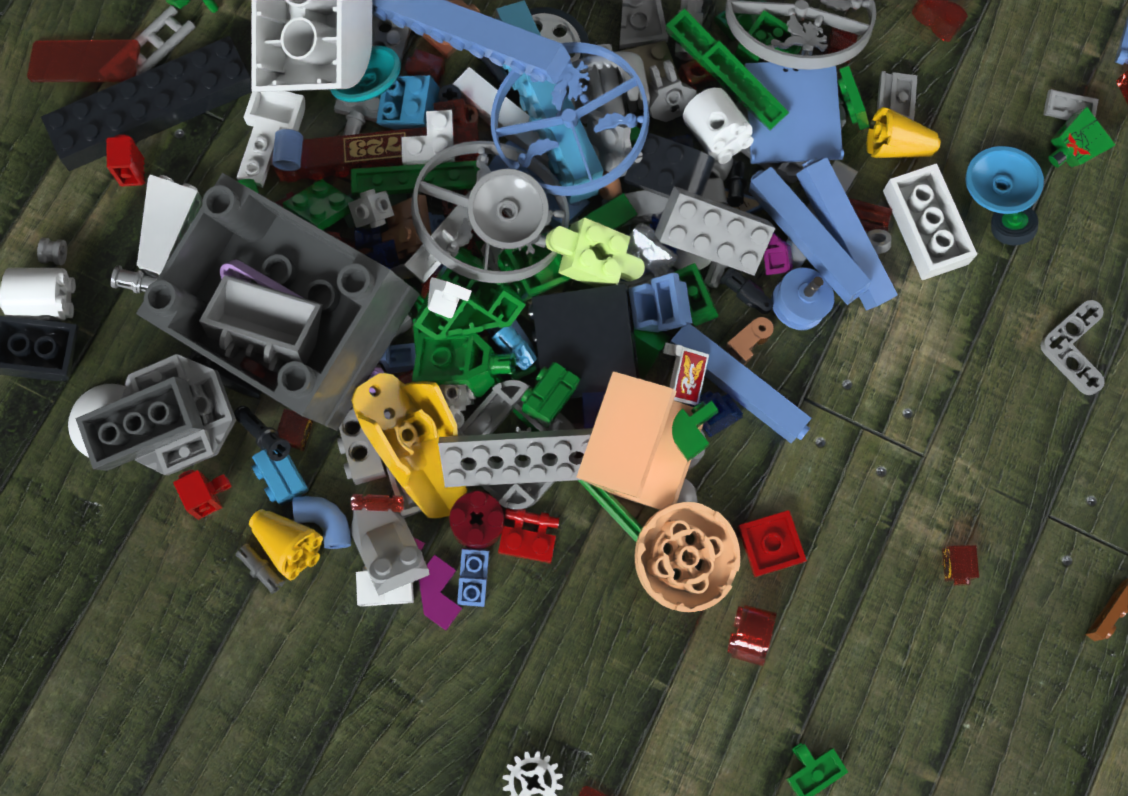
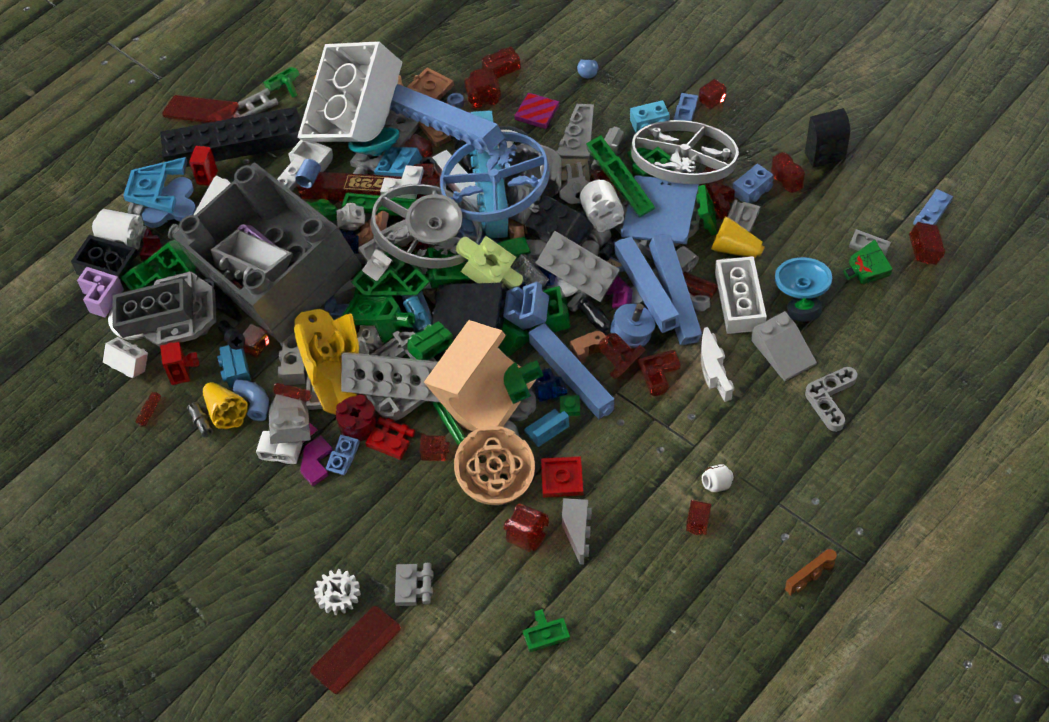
camera: 25 degrees right, 20 degrees down
(49, 396) = (99, 290): none -> lavender brick
(53, 211) = (147, 183): none -> dark azure wing
(92, 307) = (151, 245): none -> dark red slope
(107, 233) = (182, 190): none -> medium blue plant
(121, 498) = (125, 357): none -> white brick
(122, 347) = (164, 263): none -> green brick
(180, 567) = (148, 409): none -> clear red axle
(586, 546) = (434, 447): none -> clear red brick
(617, 745) = (406, 584): none -> light grey plate
(687, 372) = (529, 347): flag -> none
(729, 471) = (547, 427): none -> dark azure panel
(750, 433) = (570, 405): none -> green plate
(798, 346) = (614, 353): none -> clear red tile
(809, 609) = (574, 521): none -> light grey slope
(846, 354) = (653, 370): none -> clear red brick
(861, 66) = (721, 196): none -> clear red slope
(898, 41) = (753, 184): none -> medium blue brick
(913, 326) = (713, 367): none -> white slope
(969, 501) = (717, 478): none -> white head
(1001, 287) = (783, 346): none -> light grey slope

